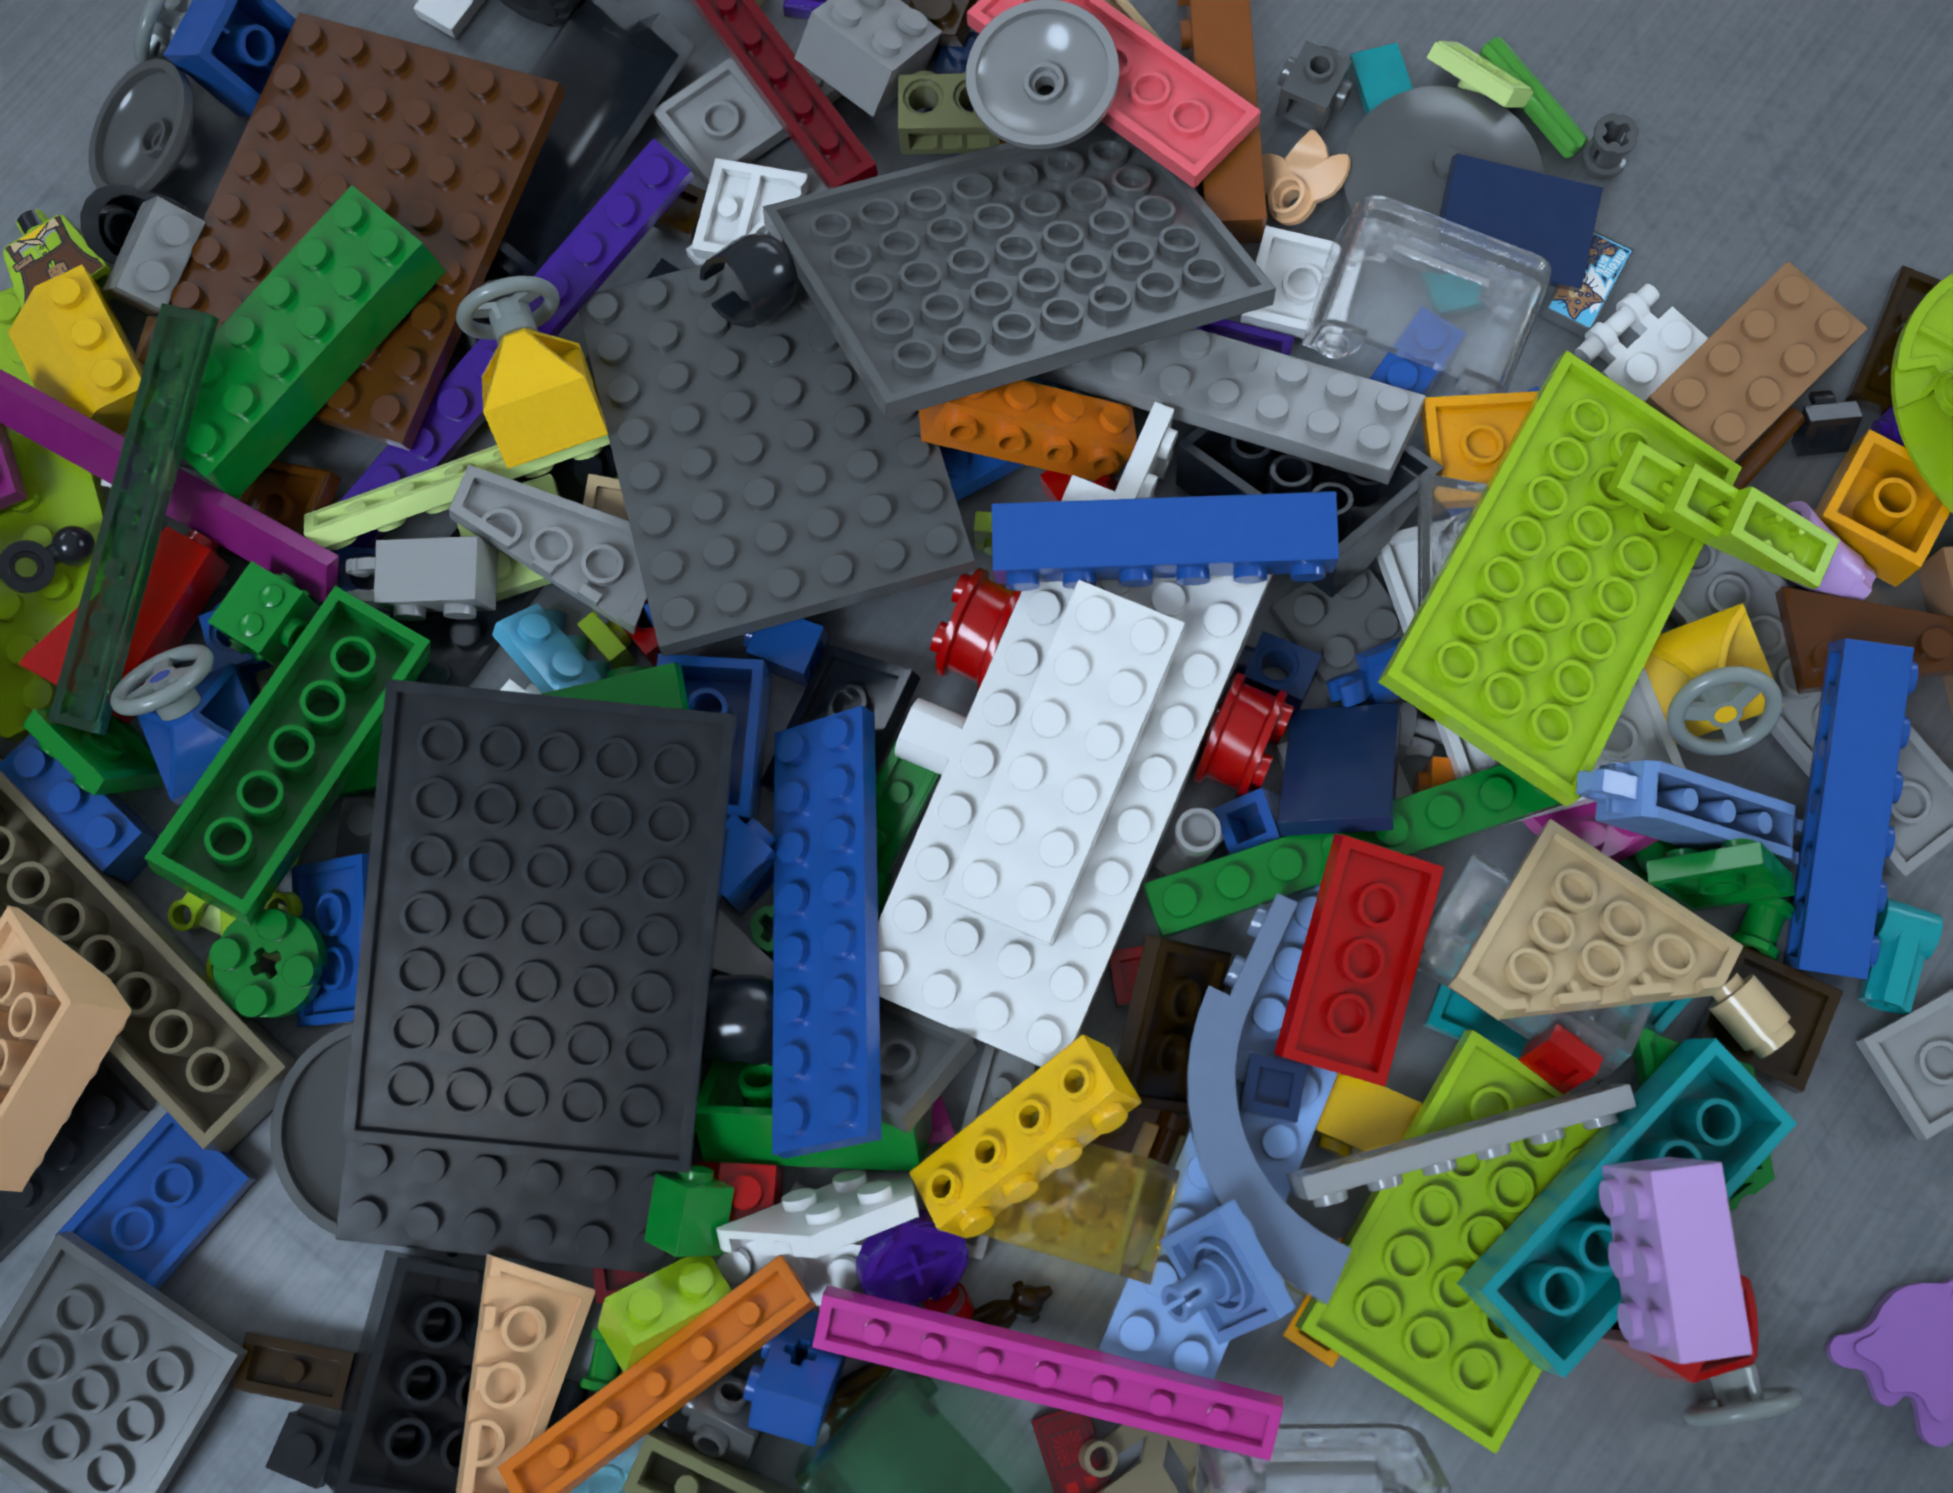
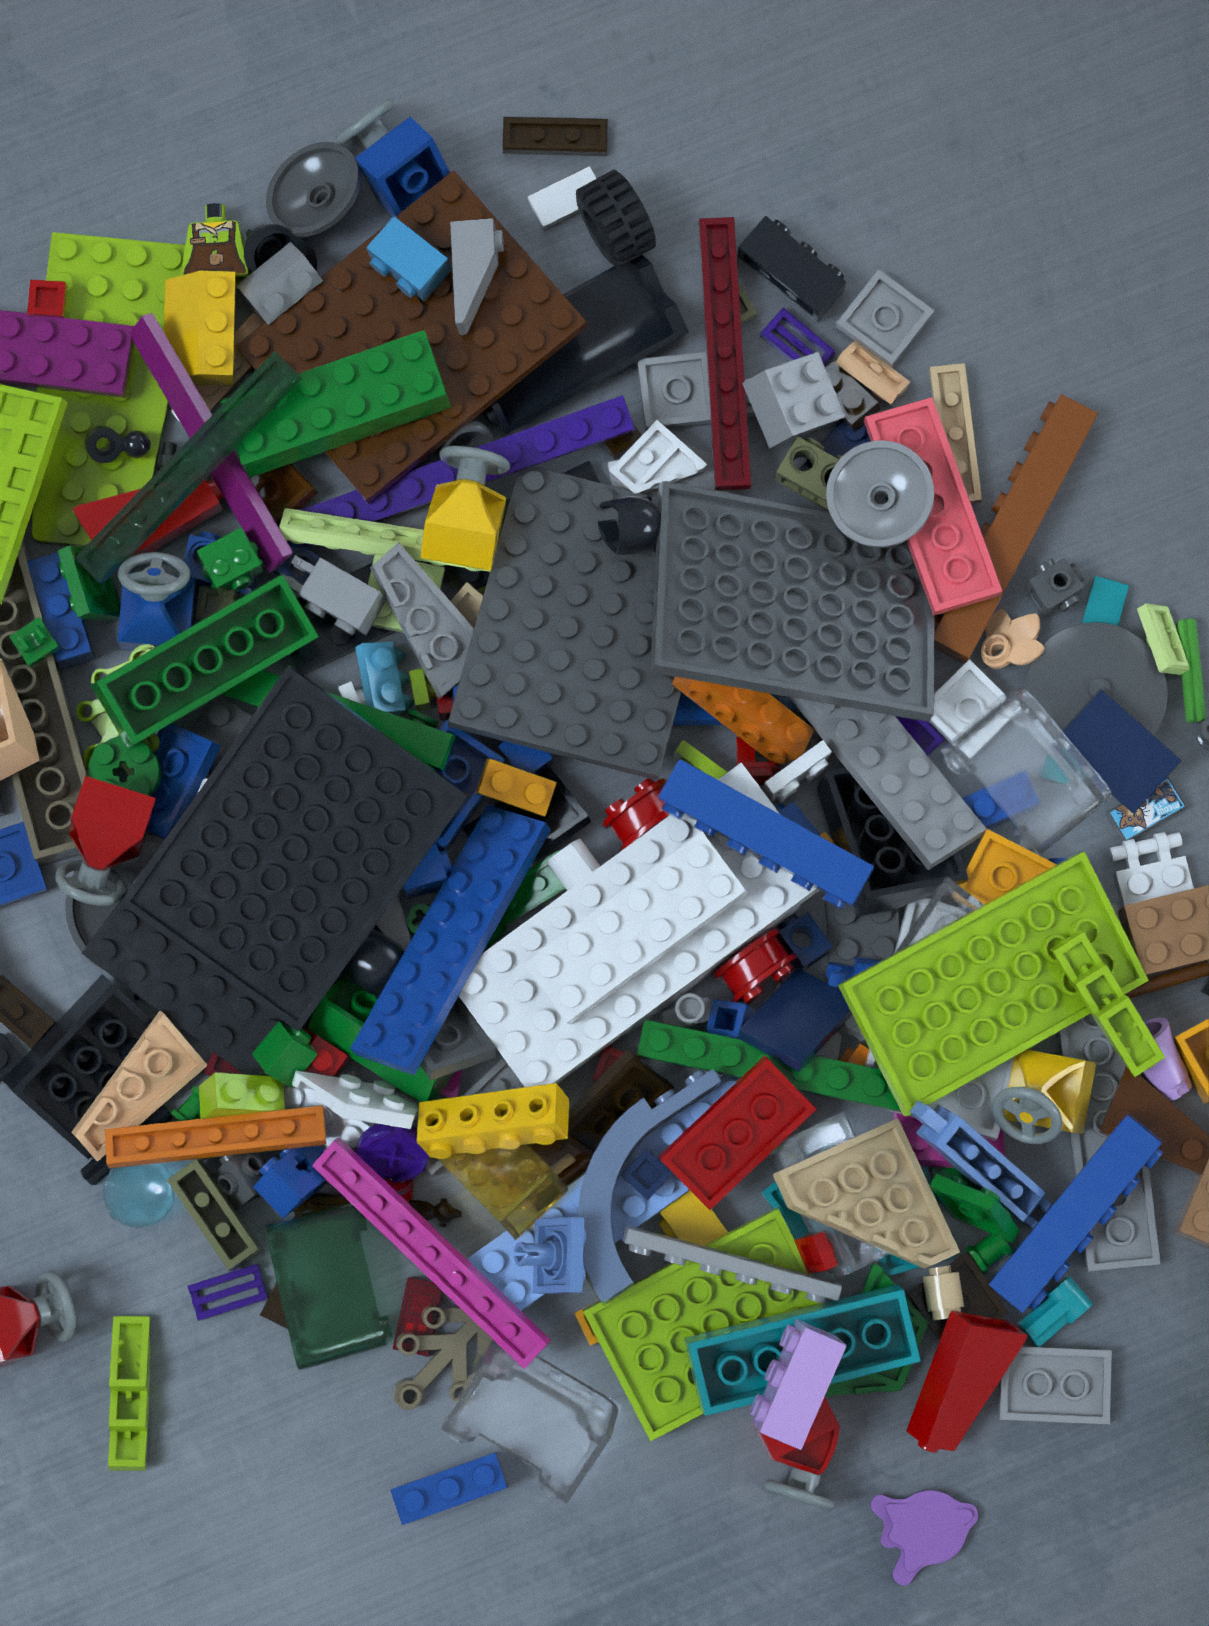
camera: 20 degrees right, 5 degrees up
(54, 861) = (34, 642): none -> green tile
(275, 1047) = (107, 831): none -> red piece
(292, 128) = (408, 259): none -> dark azure brick
(378, 87) = (474, 263): none -> light grey slope
(797, 686) = (516, 787): none -> light orange plate
(1849, 1115) = (962, 1377): none -> red slope

